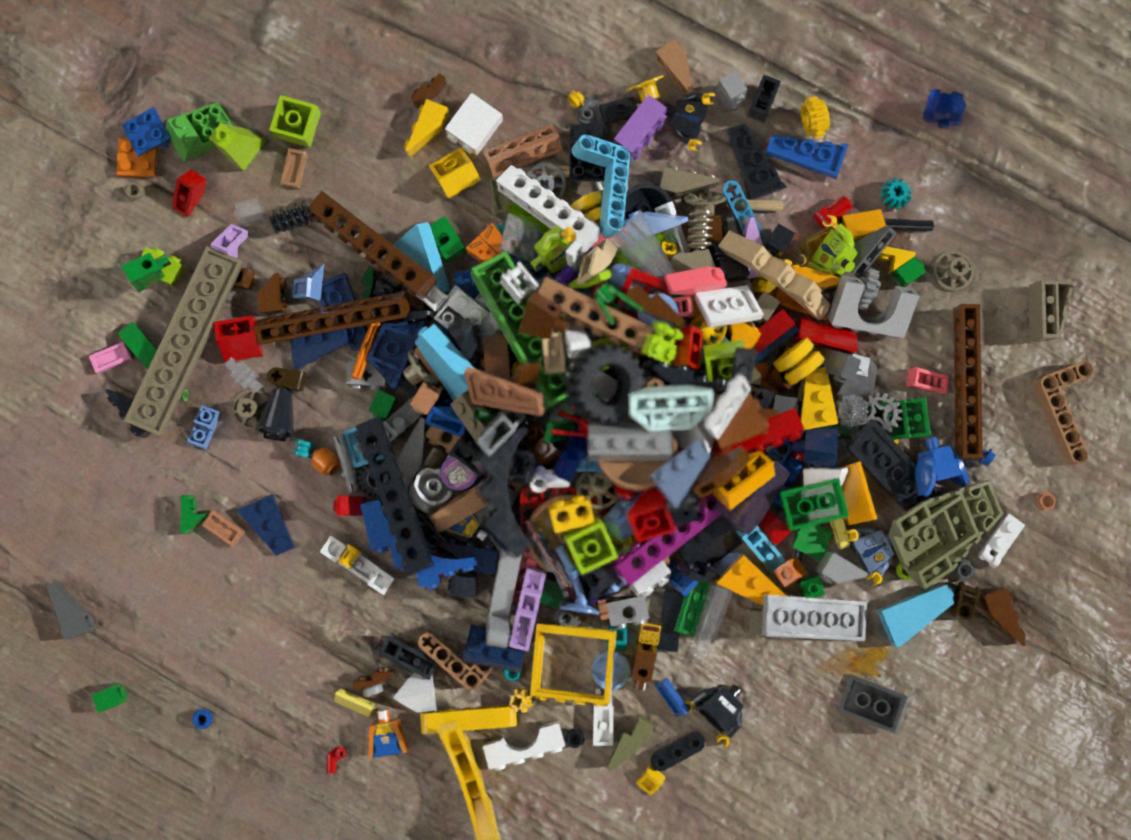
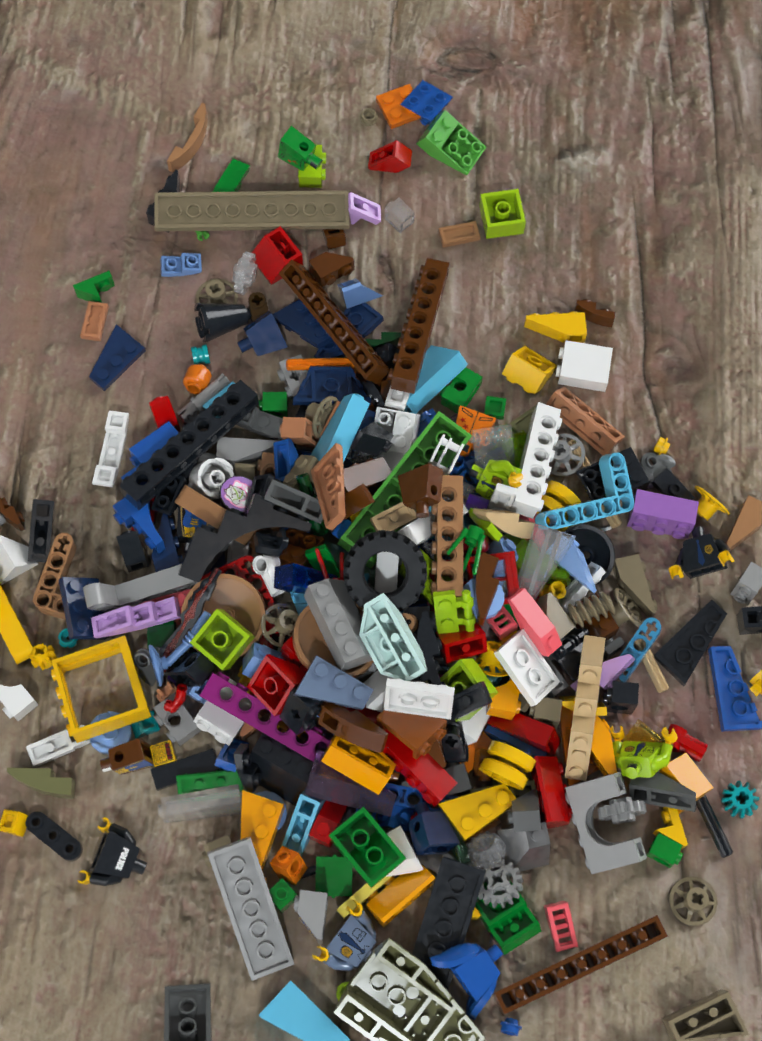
camera: 65 degrees right, 15 degrees down
(91, 380) = (180, 156): none -> medium nougat slope
(110, 357) = (208, 163): bright pink tile -> none
(237, 144) = (454, 173): lime slope -> none
(288, 218) = (409, 249): black piece -> none
(313, 386) = (263, 336): none -> dark blue torso
(349, 555) = (116, 437): yellow bush -> none
(475, 219) = (495, 407): none -> green plate
(571, 519) = (241, 610): yellow brick -> none
(574, 743) = (20, 727): black plate -> none
(616, 602) = (179, 699): none -> red arm
(671, 697) = (106, 803): blue tile -> none
(866, 662) = (226, 992): clear yellow slope -> none

